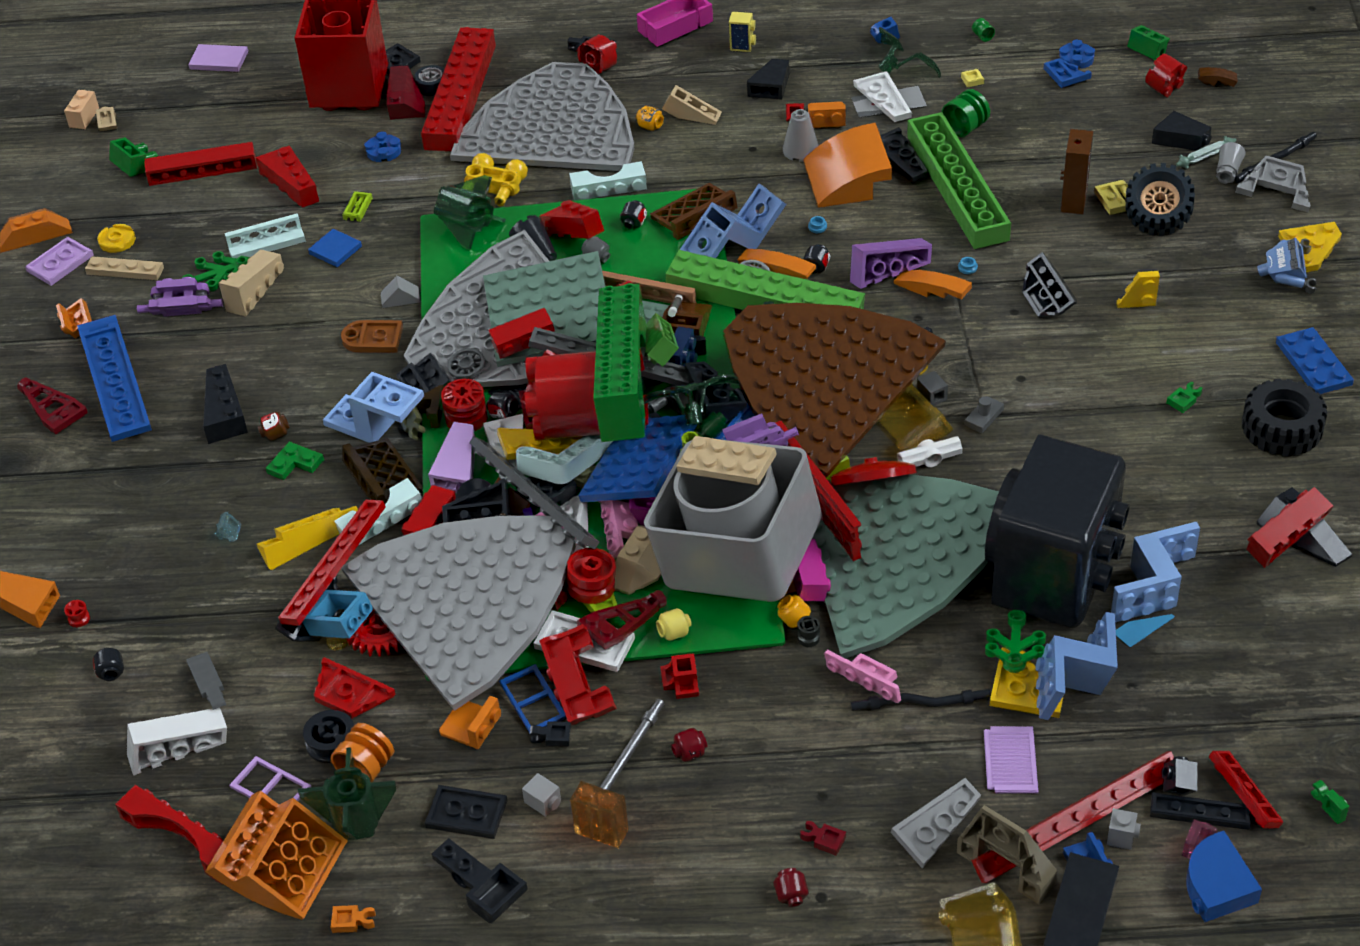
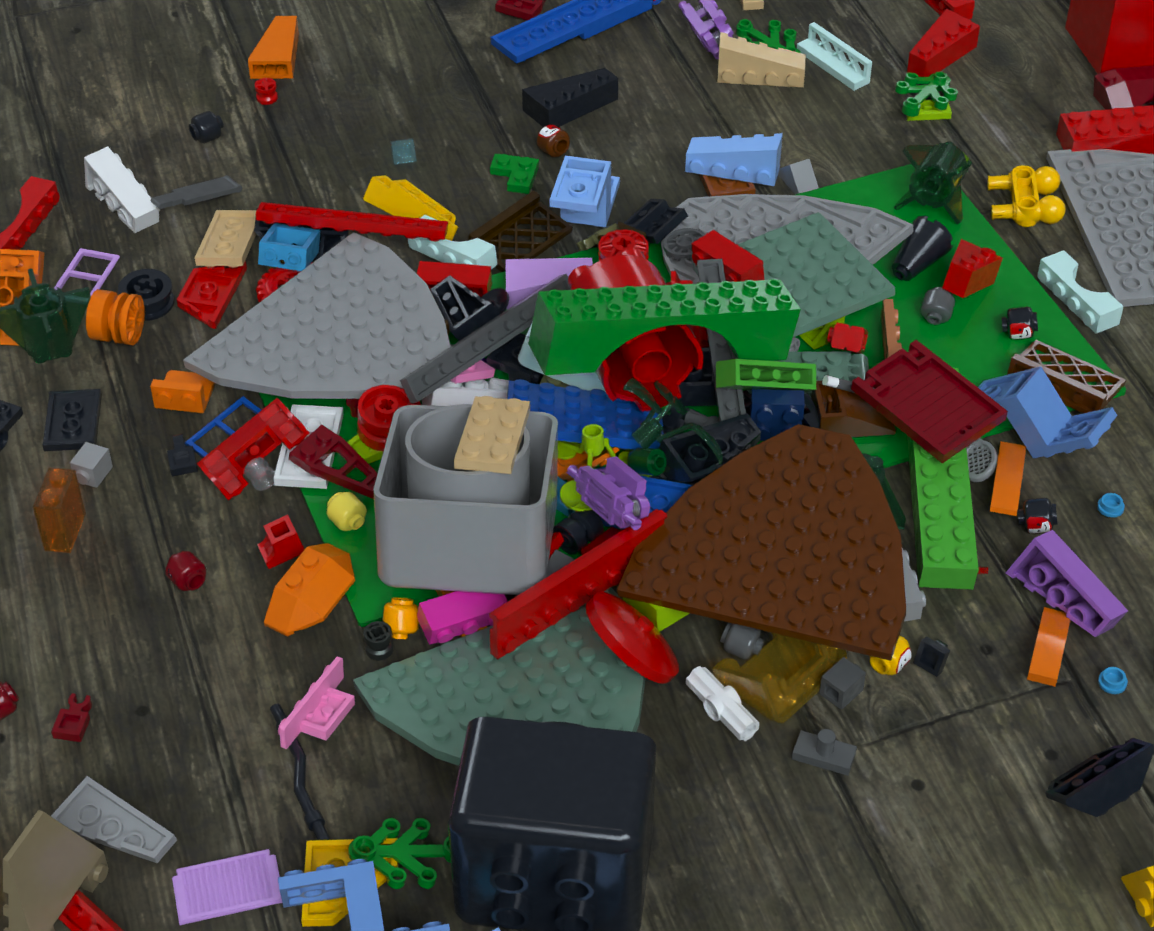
camera: 70 degrees right, 0 degrees up
(287, 663) = (227, 239): none -> tan plate
(333, 191) = (936, 81): none -> green plant
(335, 247) = (850, 112): blue tile -> none
(371, 315) = (736, 158): none -> light blue wedge
(383, 147) = (1030, 94): blue plate -> none
(597, 679) = (259, 473): none -> clear wheel
(648, 720) = (218, 531): flat silver bar -> none
(714, 267) = (929, 401): none -> dark red door
(743, 662) = (310, 589): none -> orange wedge
(880, 431) = (742, 641): none -> dark grey head

